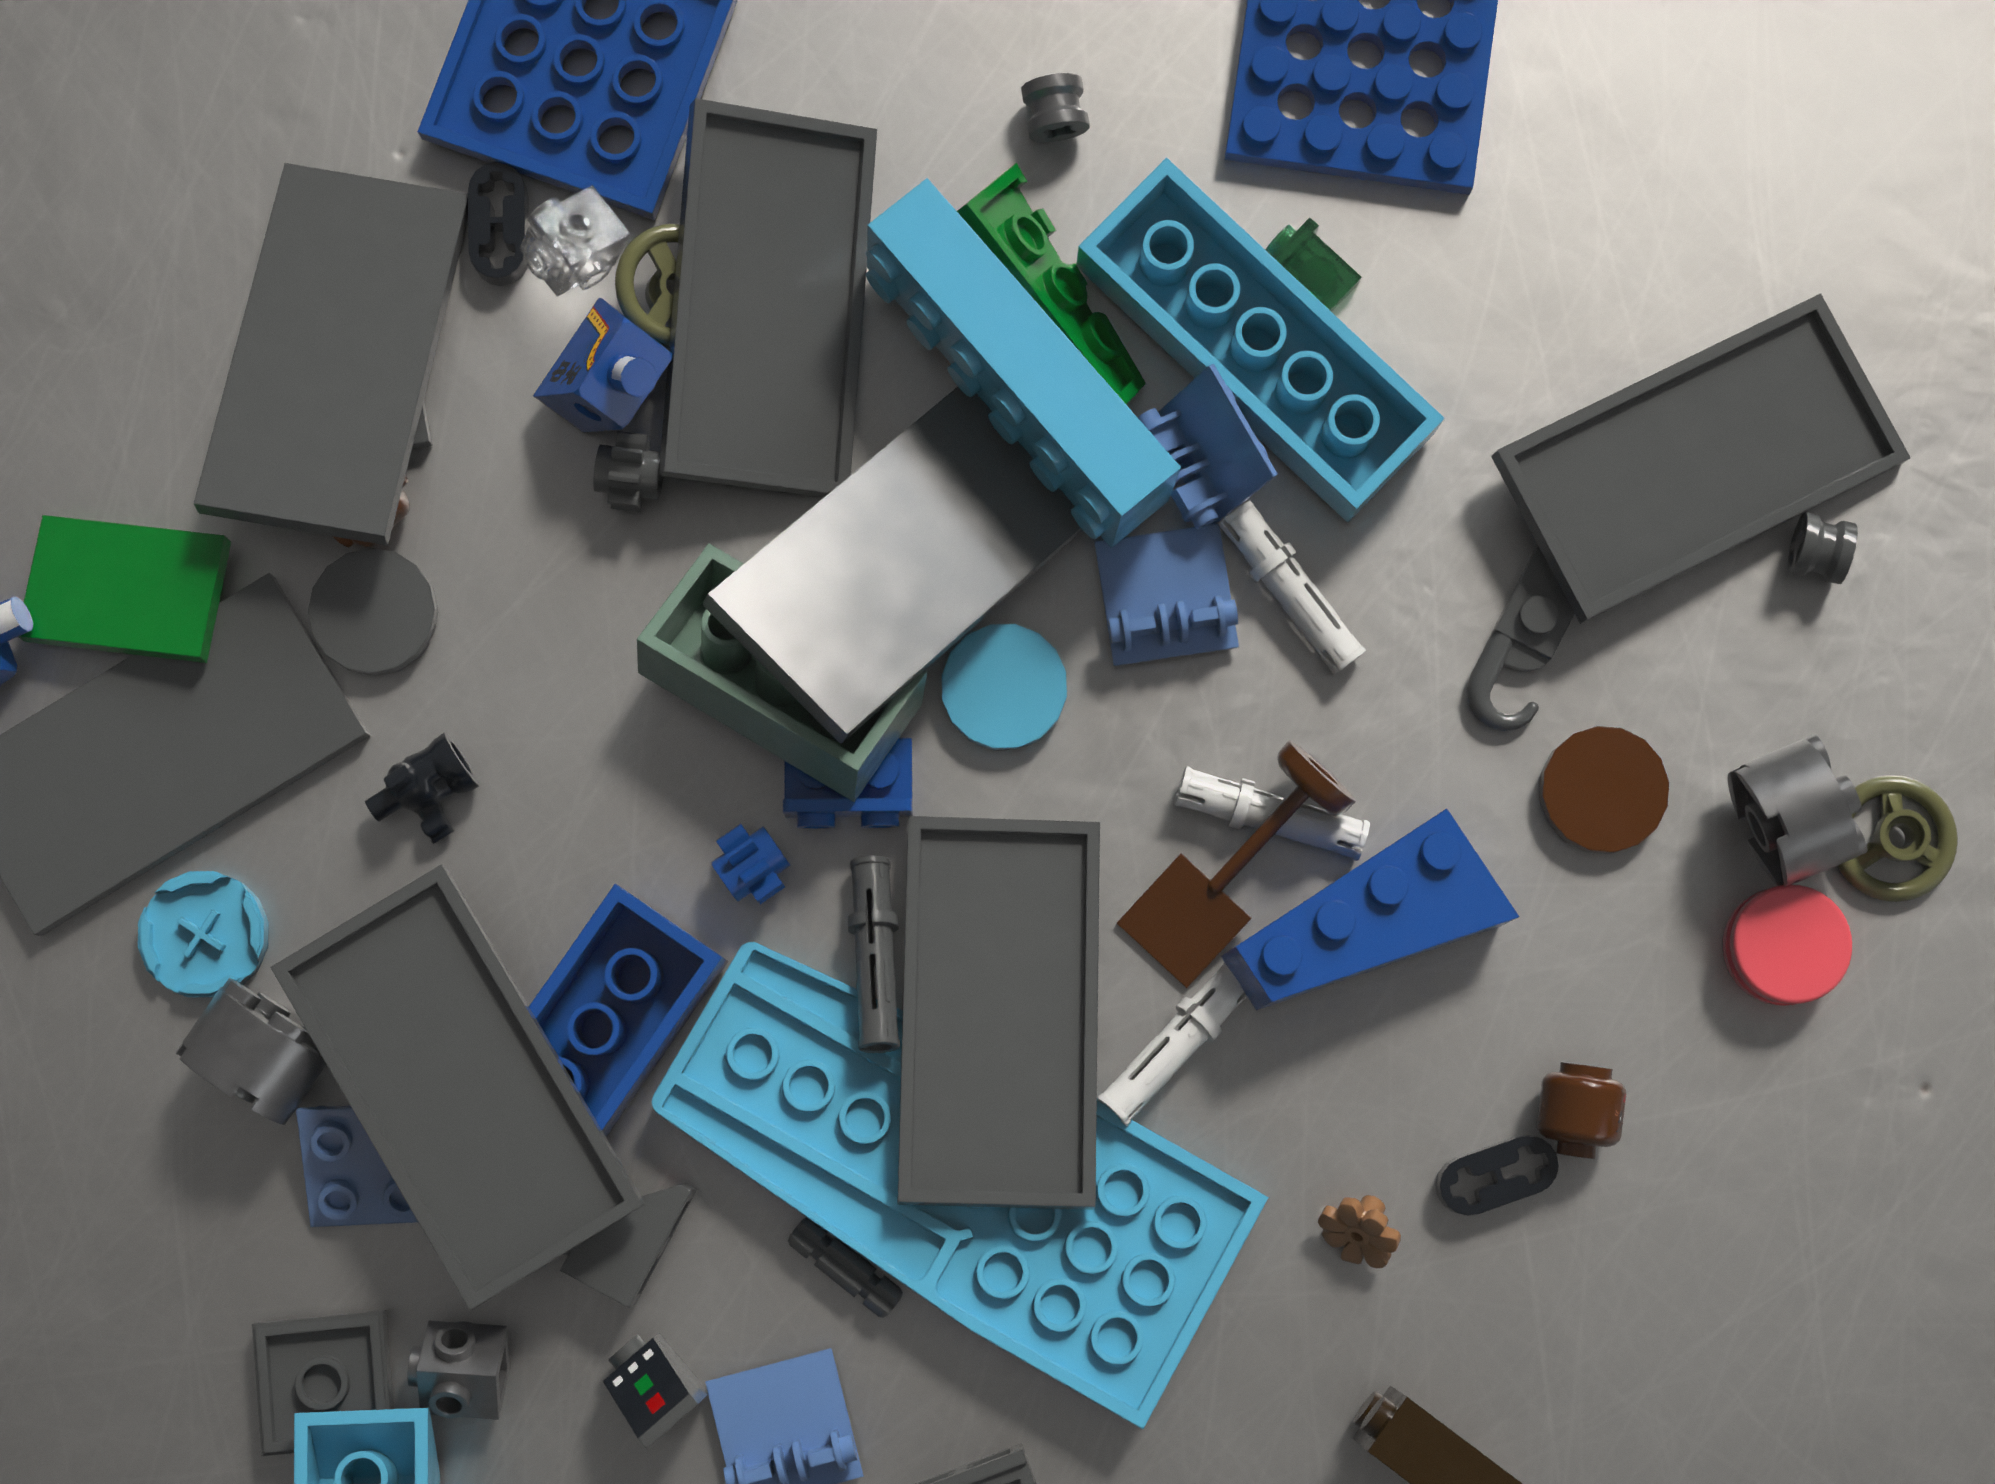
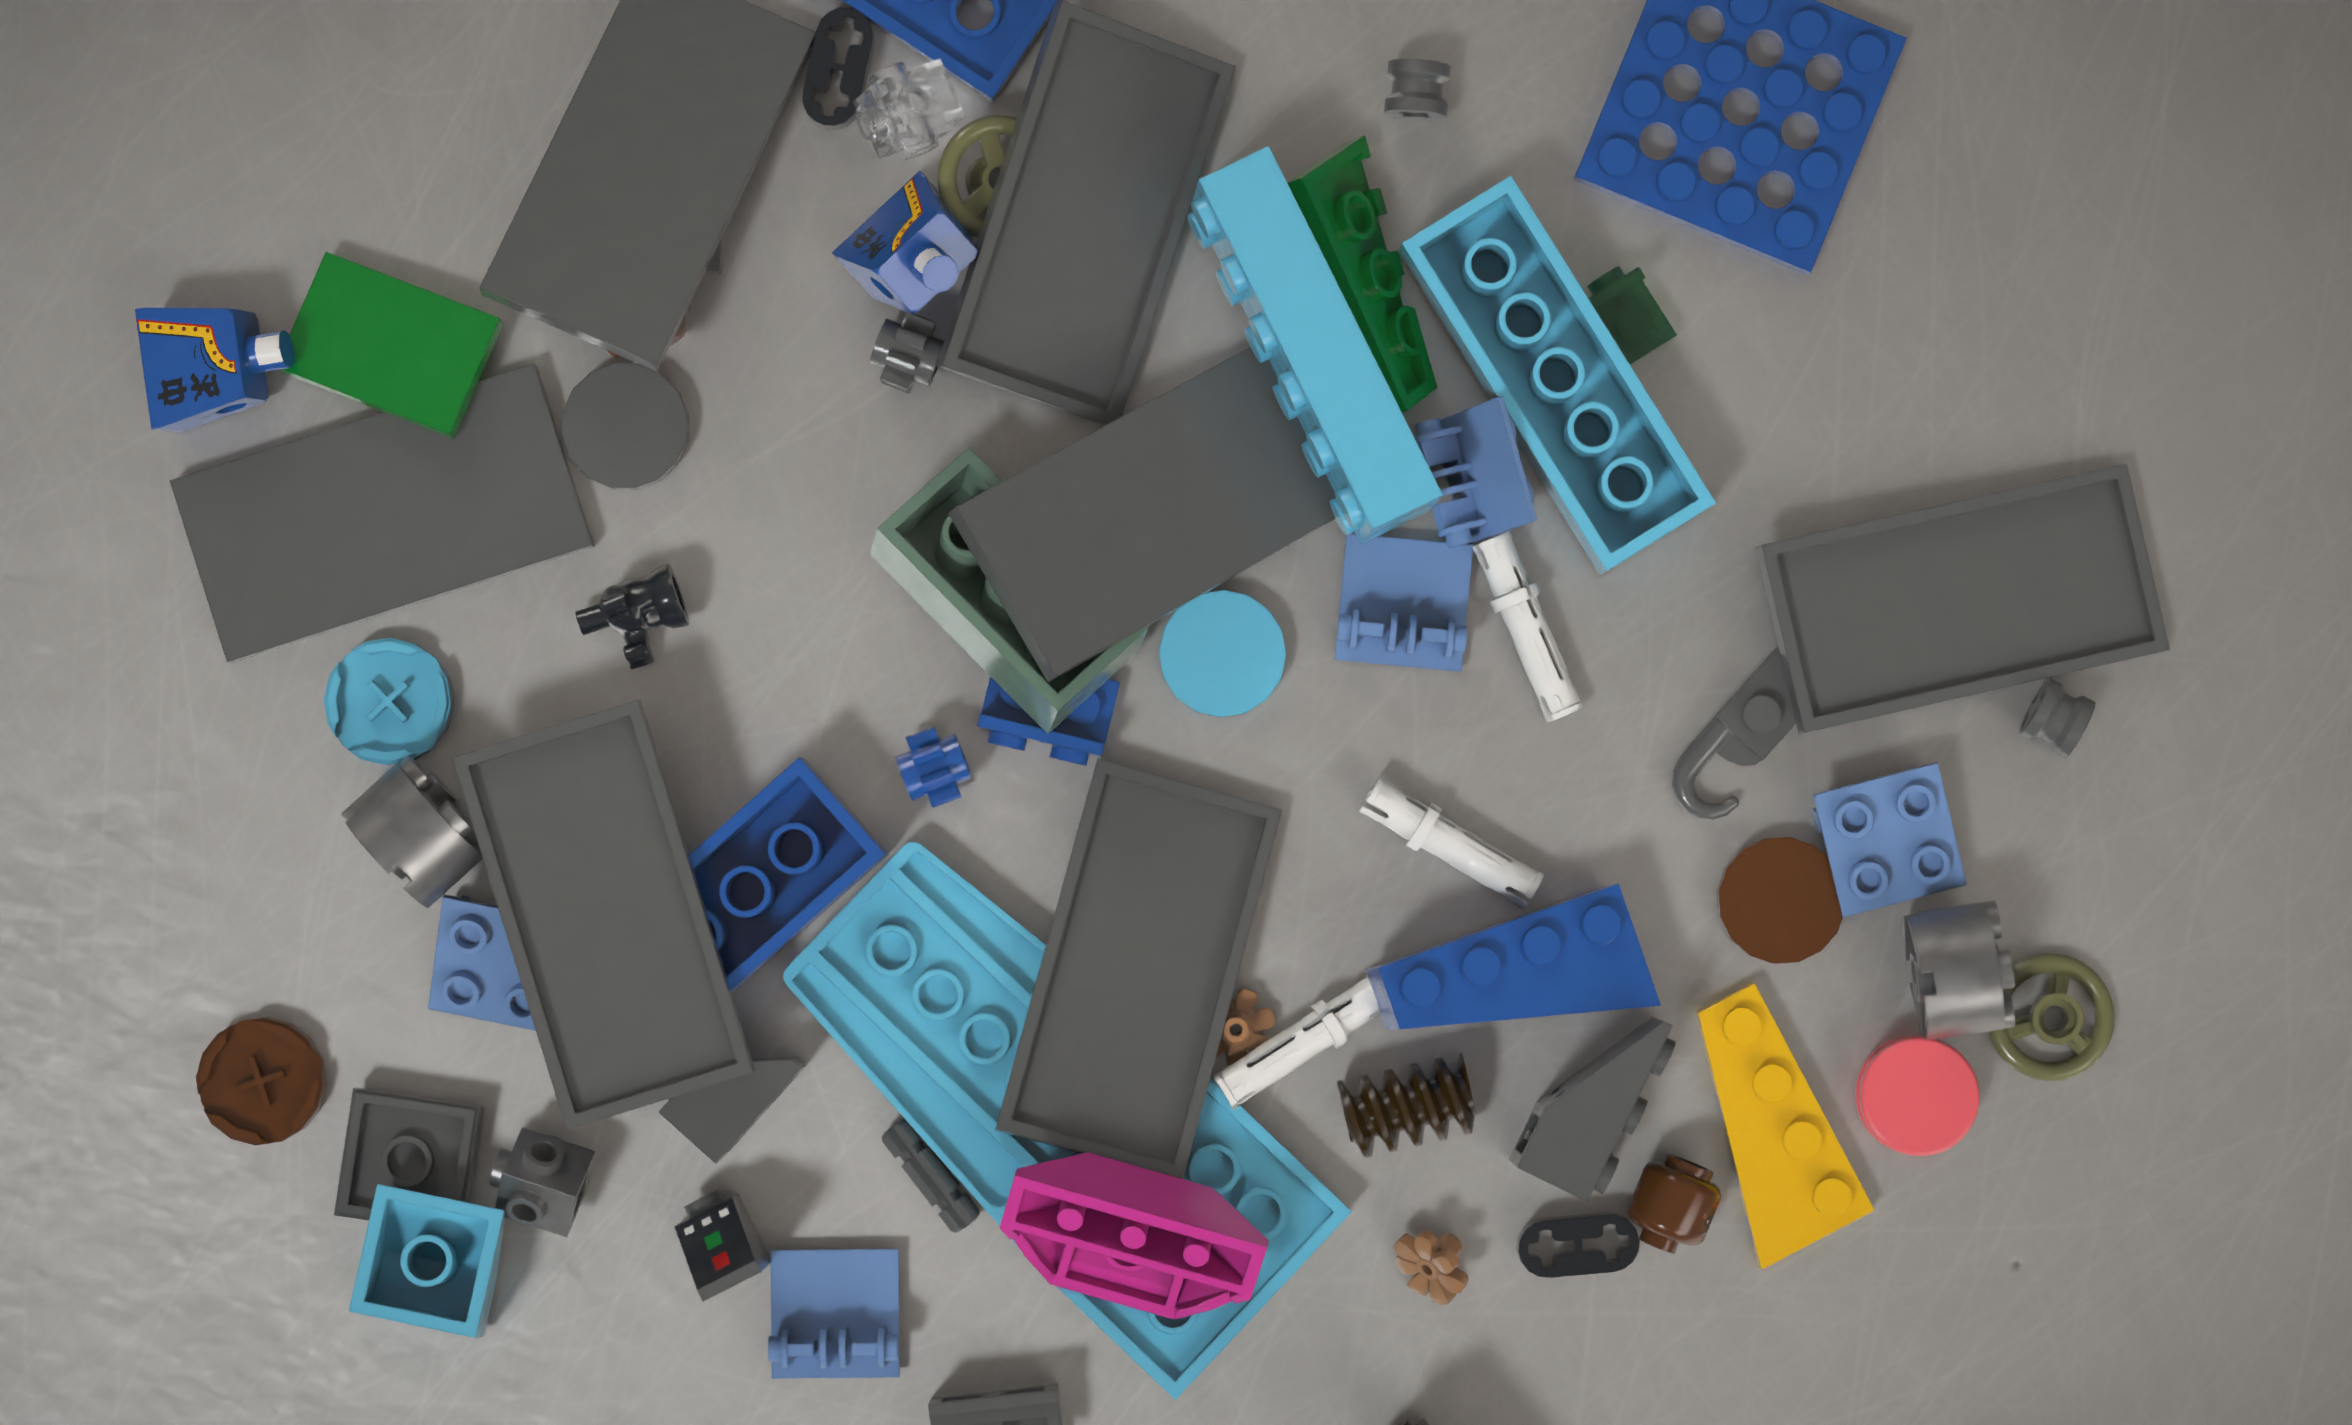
camera: 20 degrees right, 5 degrees up
(161, 1340) = (261, 1081): none -> reddish brown tile
(872, 883) = (1045, 814): dark grey pin -> none
(1060, 1274) = (1132, 1235): none -> dark pink wedge
(1123, 1039) = (1252, 1023): none -> medium nougat plant
(1187, 915) = (1345, 922): reddish brown piece -> none
(1297, 1079) = (1408, 1106): none -> dark brown piece
(1471, 1052) = (1580, 1120): none -> dark grey slope
(1672, 1030) = (1782, 1147): none -> yellow wing
(1693, 703) = (1889, 839): none -> medium blue hinge

